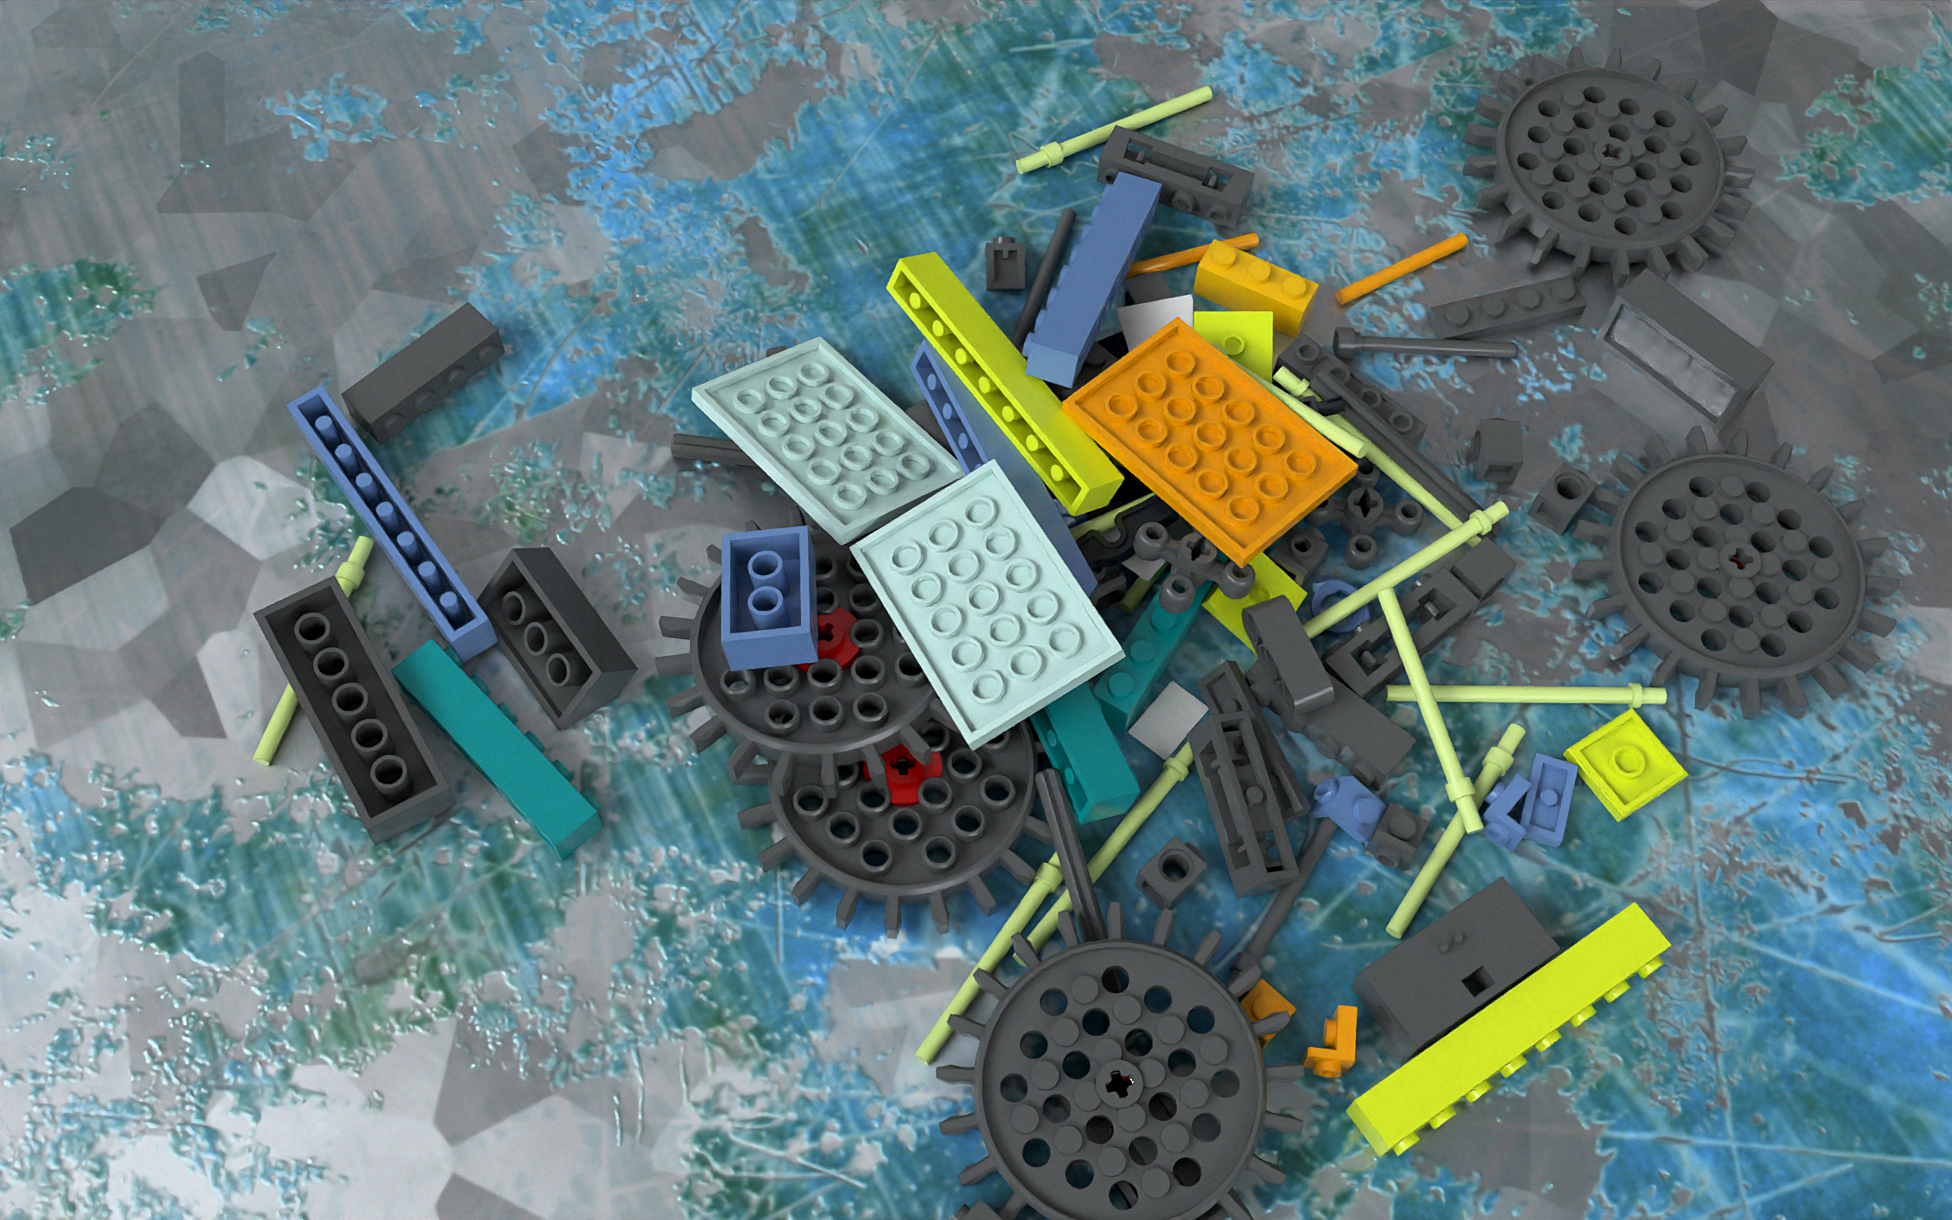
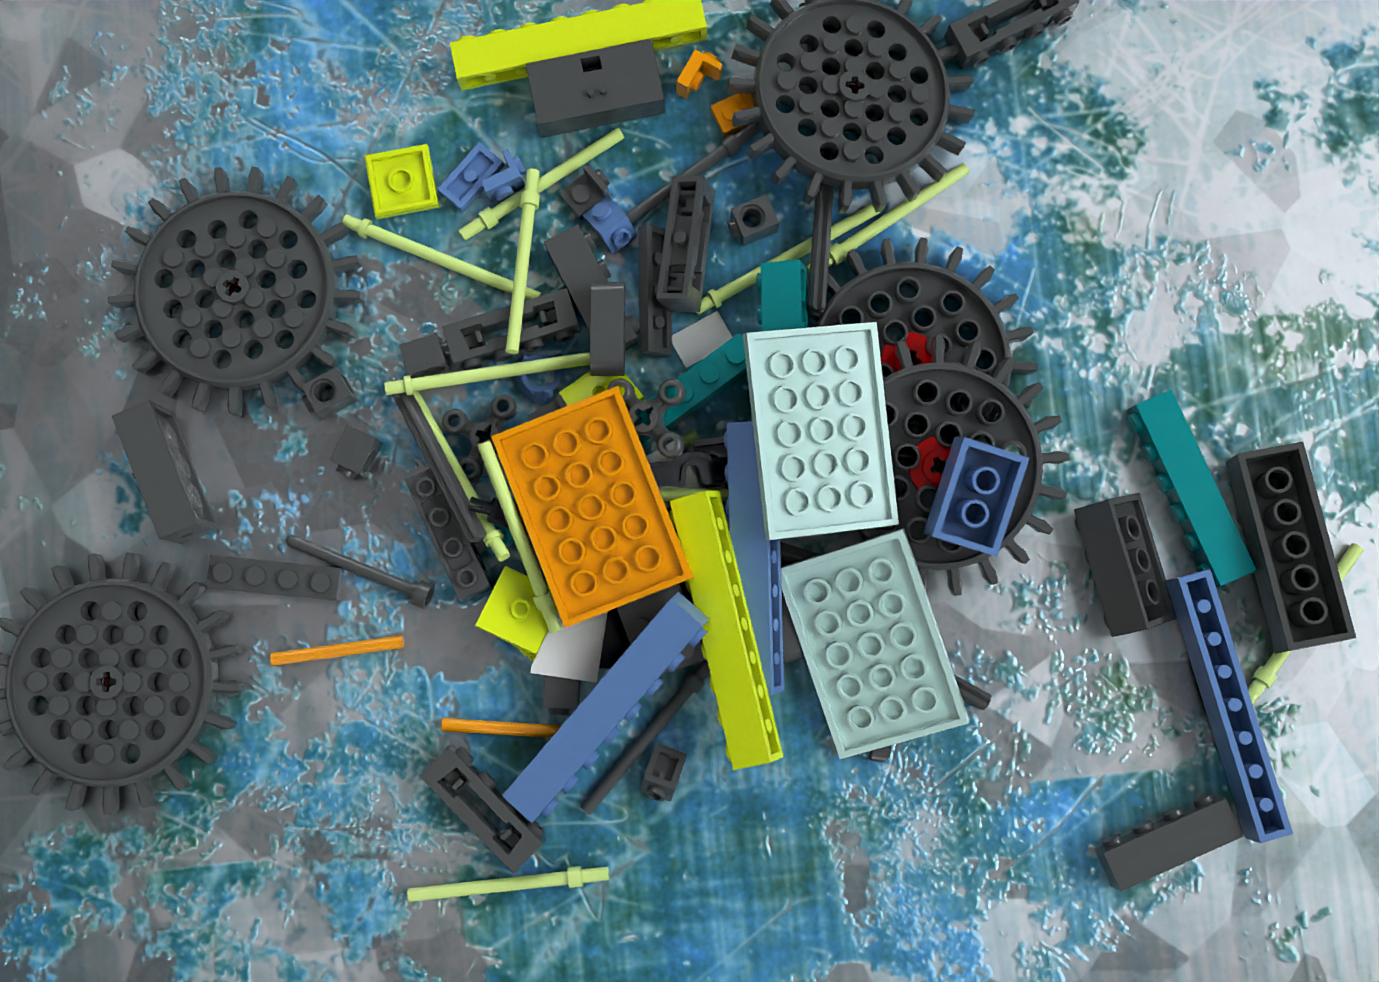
camera: 155 degrees left, 20 degrees up
(1252, 284) = (470, 668): yellow brick -> none

